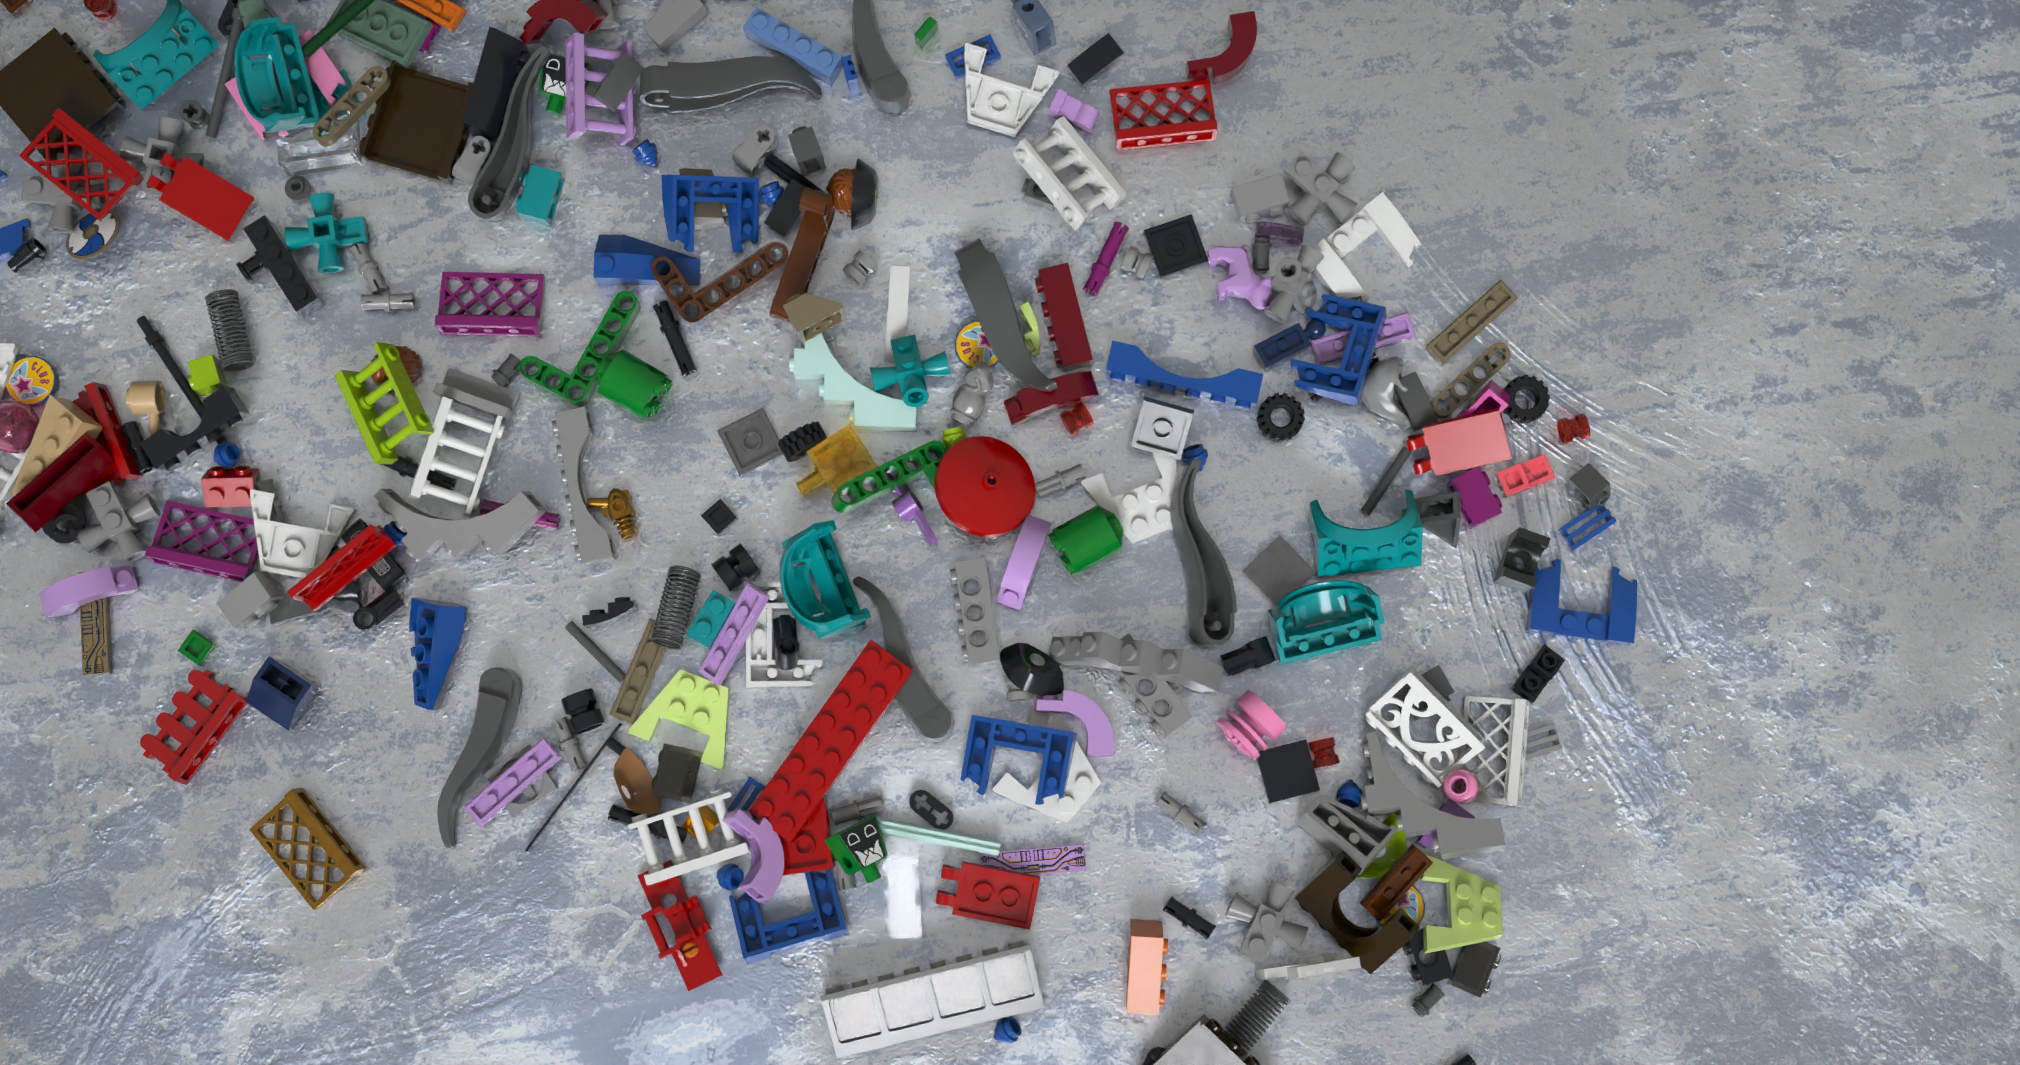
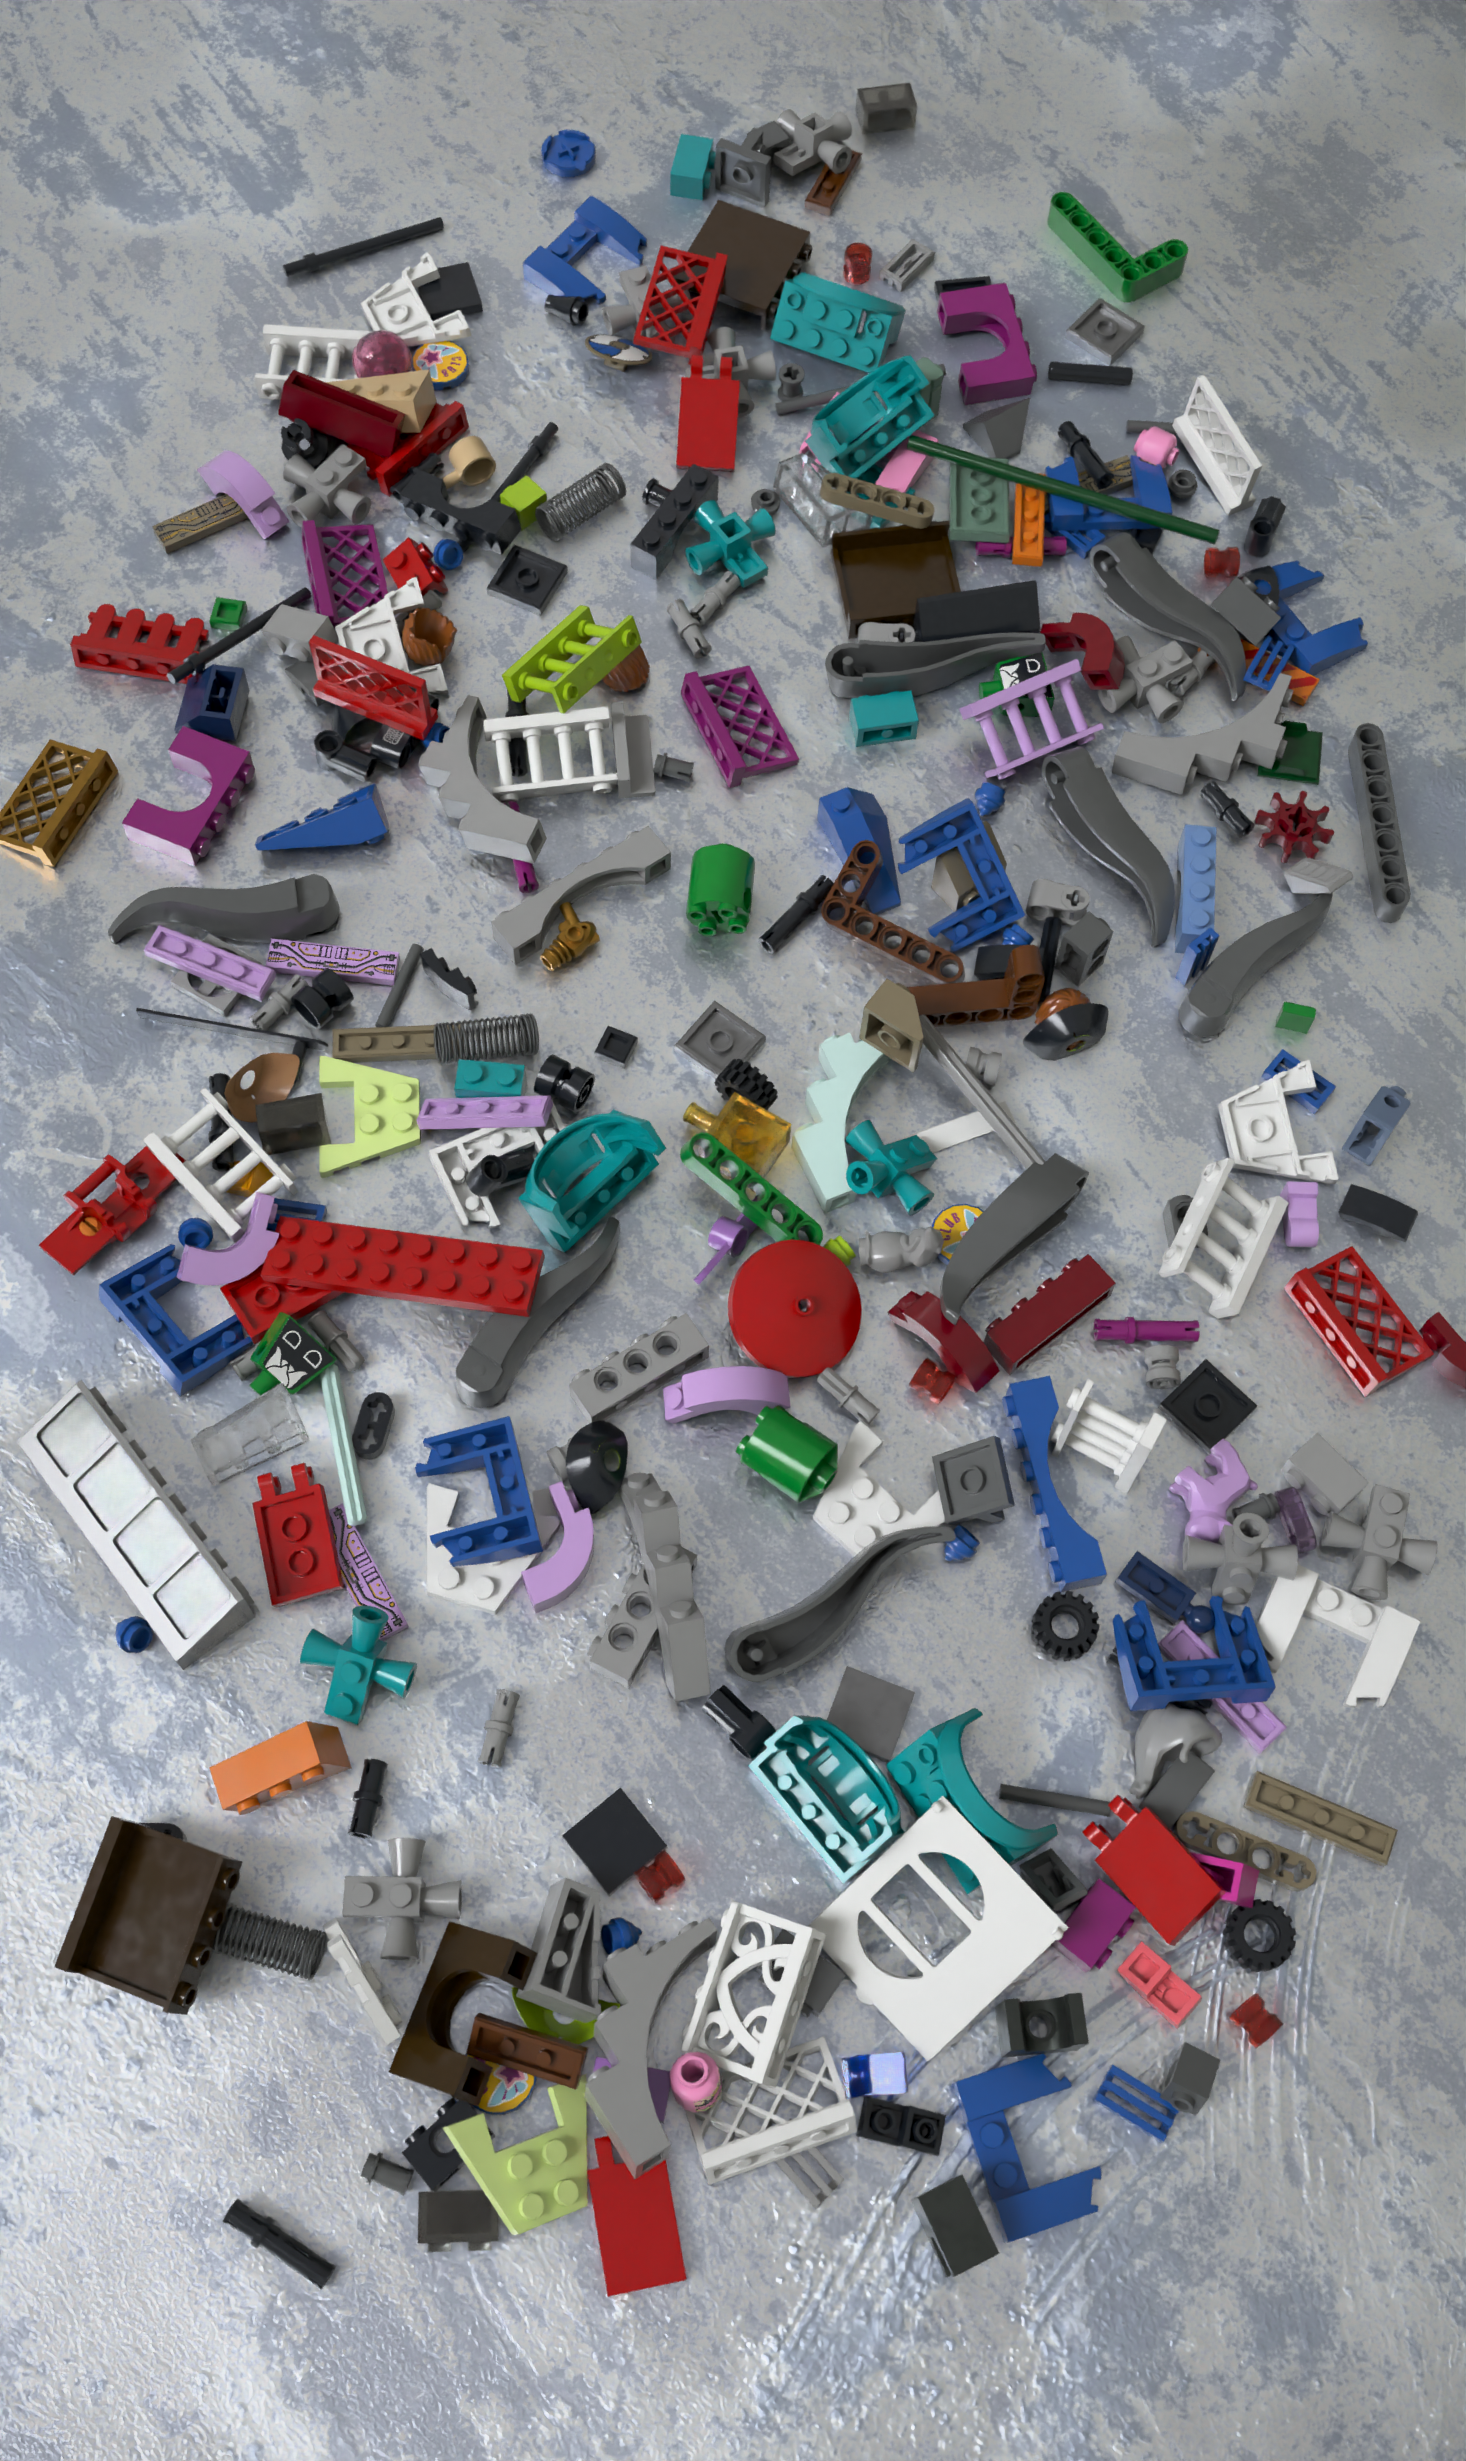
camera: 60 degrees right, 15 degrees down
(242, 690) = (197, 662): none -> black bar
(278, 403) = (527, 580): none -> black tile
(302, 502) = (428, 636): none -> dark orange hair
(389, 755) = (189, 832): none -> magenta arch
(551, 691) = (346, 962): none -> lavender tile
(589, 357) = (760, 839): green beam -> none
(618, 82) = (1049, 730): dark grey slope -> none
(886, 282) = (979, 1095): none -> light grey axle
(1031, 337) = (1007, 1288): yellowish green slope -> none
(1100, 887) = (357, 1664): none -> teal brick
(1193, 319) = (1107, 1436): none -> white fence
(1251, 725) = (650, 1760): bright pink wheel -> none
(1478, 607) = (996, 1951): none -> white door
(1502, 675) = (875, 2074): none -> clear blue bracket
(1525, 863) = (634, 2224): none -> red tile
(1612, 670) = (954, 2226): none -> pearl dark grey piece

